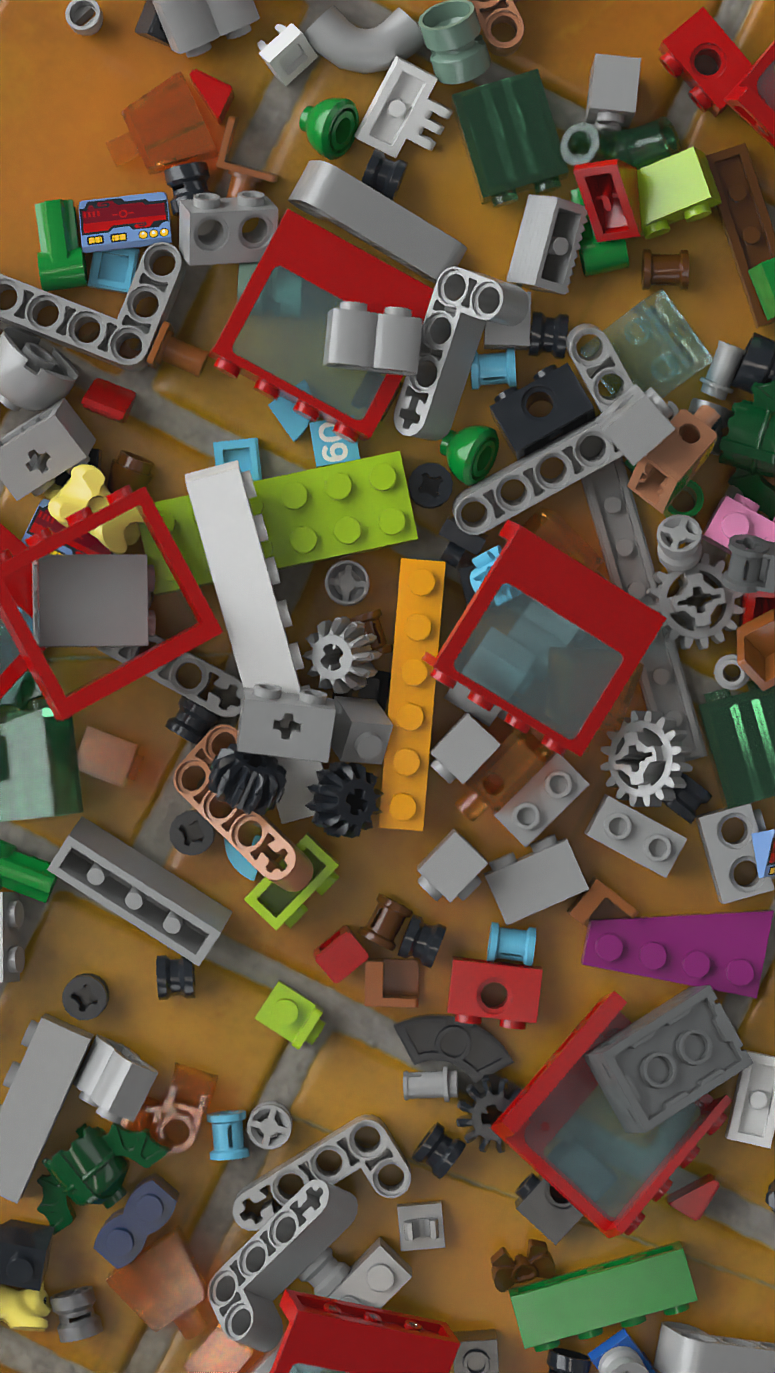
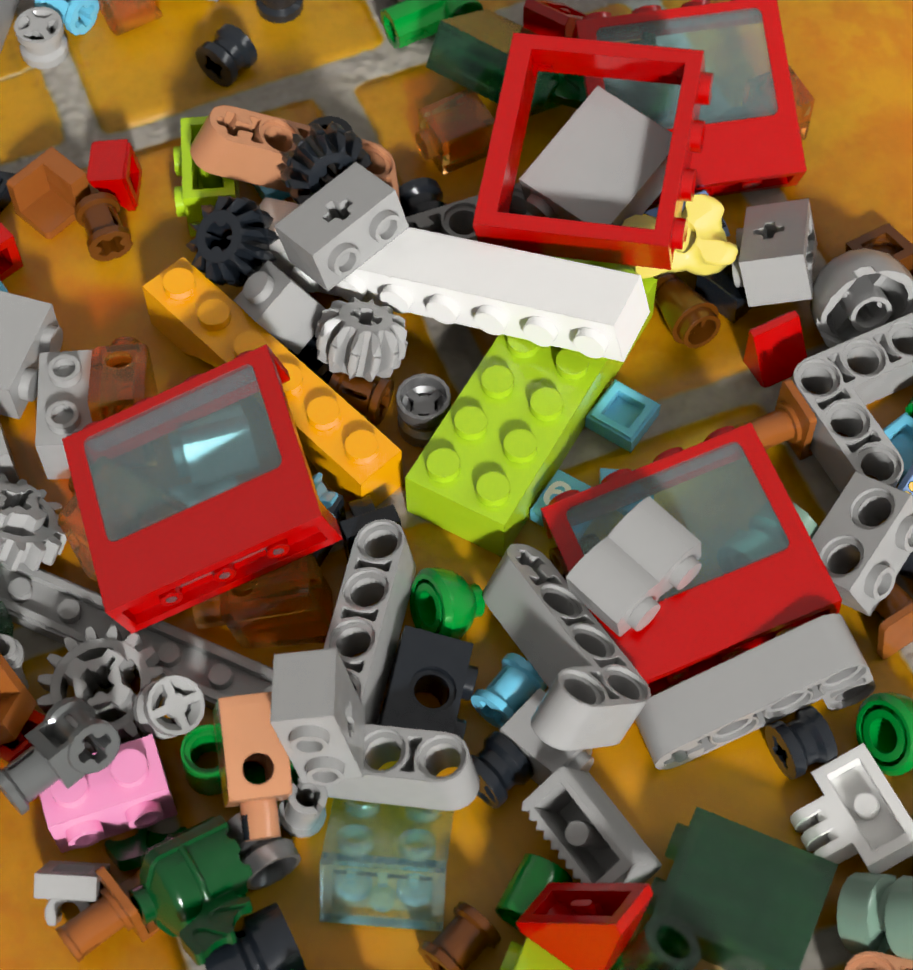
camera: 130 degrees right, 30 degrees down
(140, 891) = (324, 67): light grey brick -> none
(291, 1015) = (106, 114): lime bracket -> none
(422, 941) = (58, 239): black wheel -> none
(427, 494) = (460, 546): black wheel -> none
(451, 868) = (87, 289): light grey brick -> none
(462, 750) = (172, 352): light grey brick -> none
(722, 370) = (301, 913): light grey pin -> none

